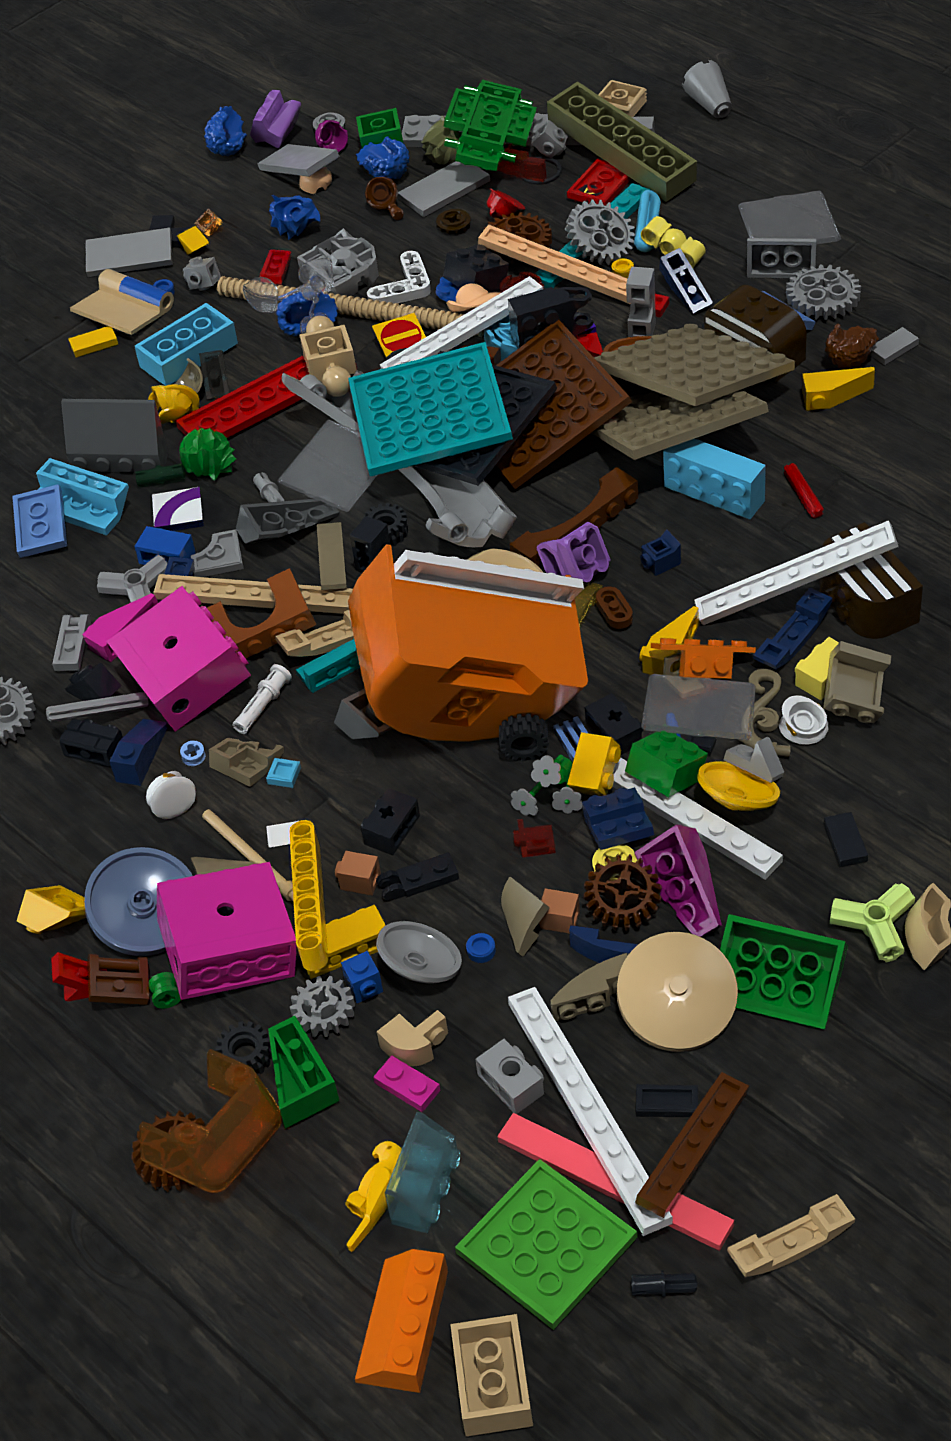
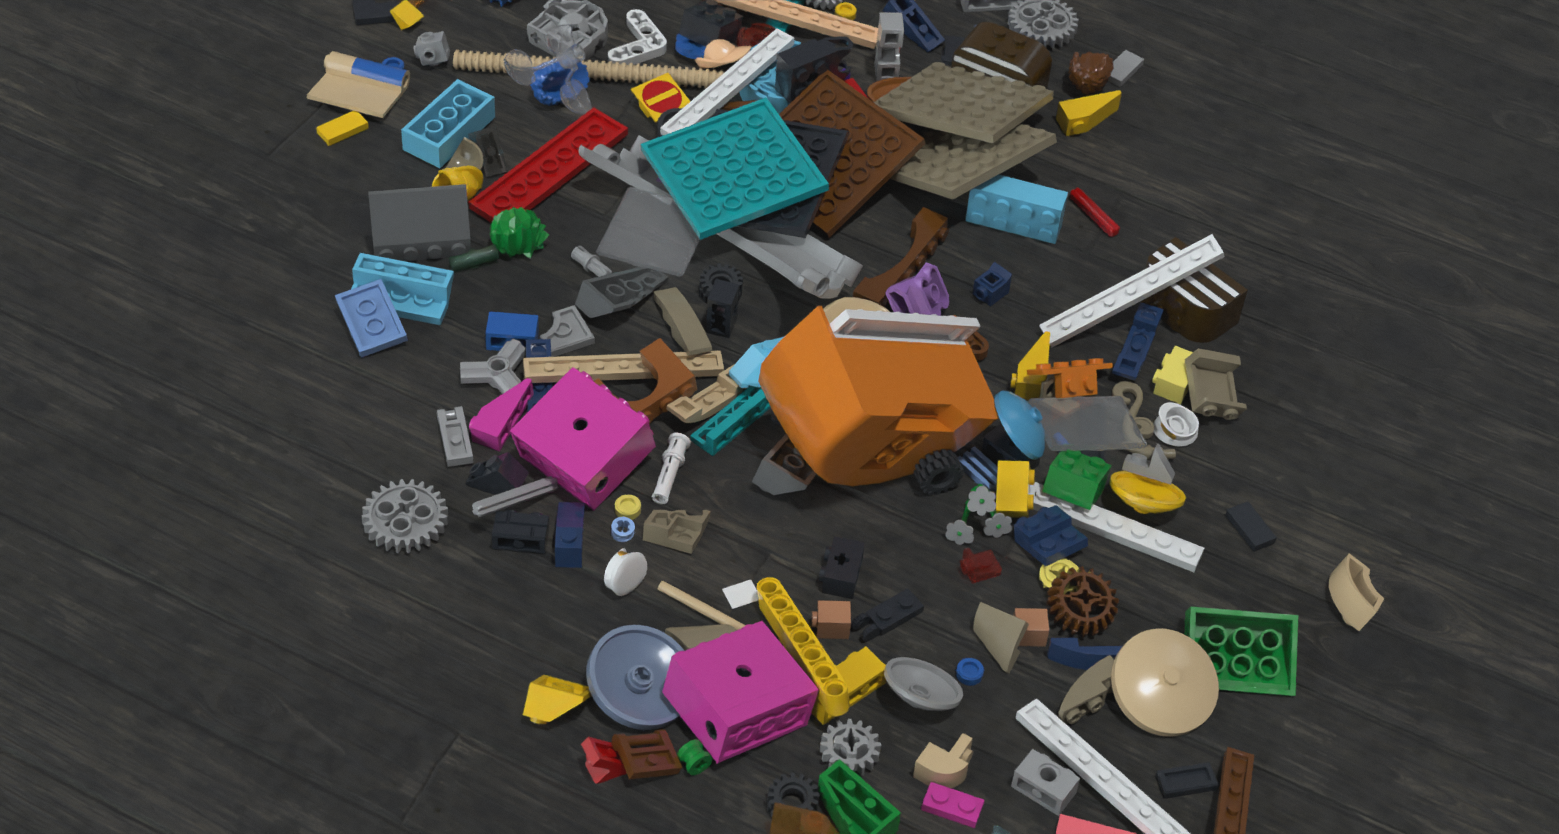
camera: 25 degrees left, 0 degrees up
(129, 251) = (342, 31): light grey tile -> none
(178, 509) = (505, 291): tile -> none
(207, 732) = (628, 506): none -> light yellow tile
(276, 265) = (504, 35): red tile -> none
(283, 772) = (718, 535): medium azure tile -> none
(328, 354) = (605, 121): tan brick -> none
(362, 977) = (877, 712): blue brick -> none
(613, 697) = (1021, 423): none -> dark azure dish
(684, 877) = (1133, 581): magenta wedge -> none
(876, 919) = (1305, 593): yellowish green piece -> none

